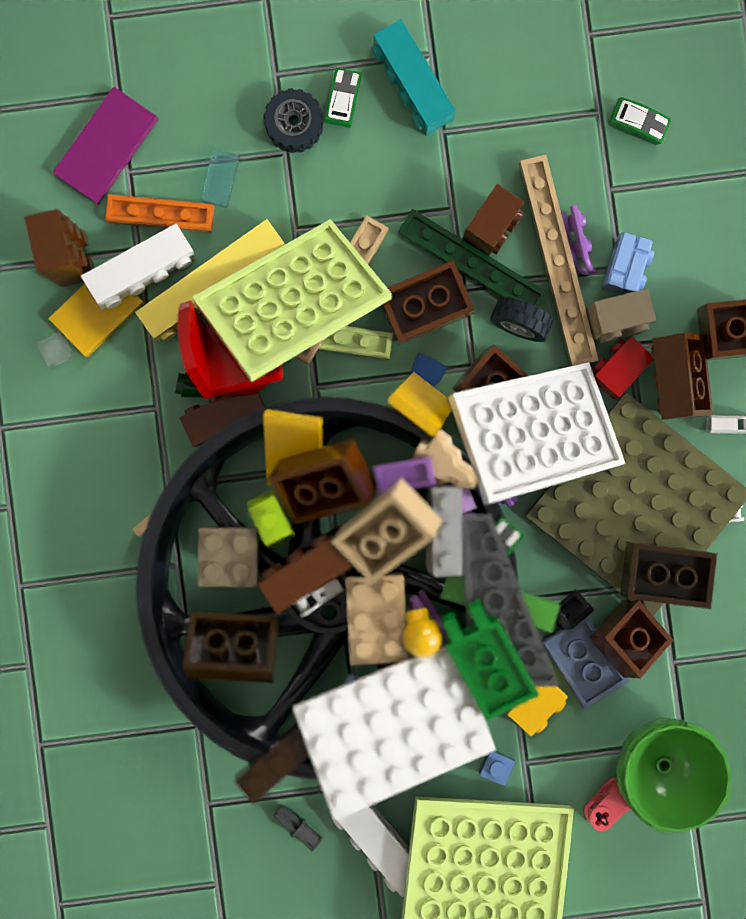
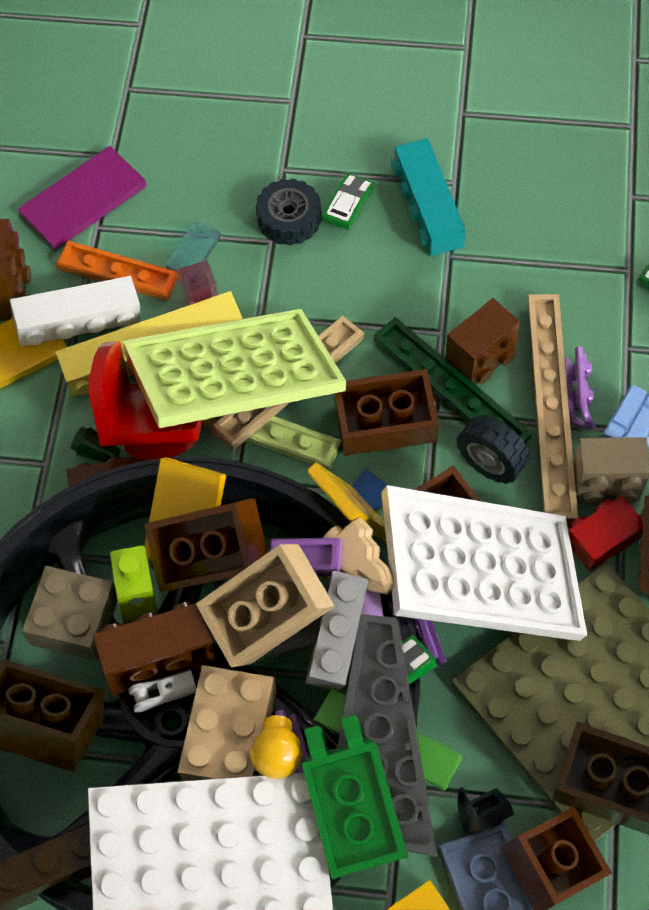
camera: 20 degrees right, 25 degrees down
(237, 218) = (198, 282): none -> clear pink brick

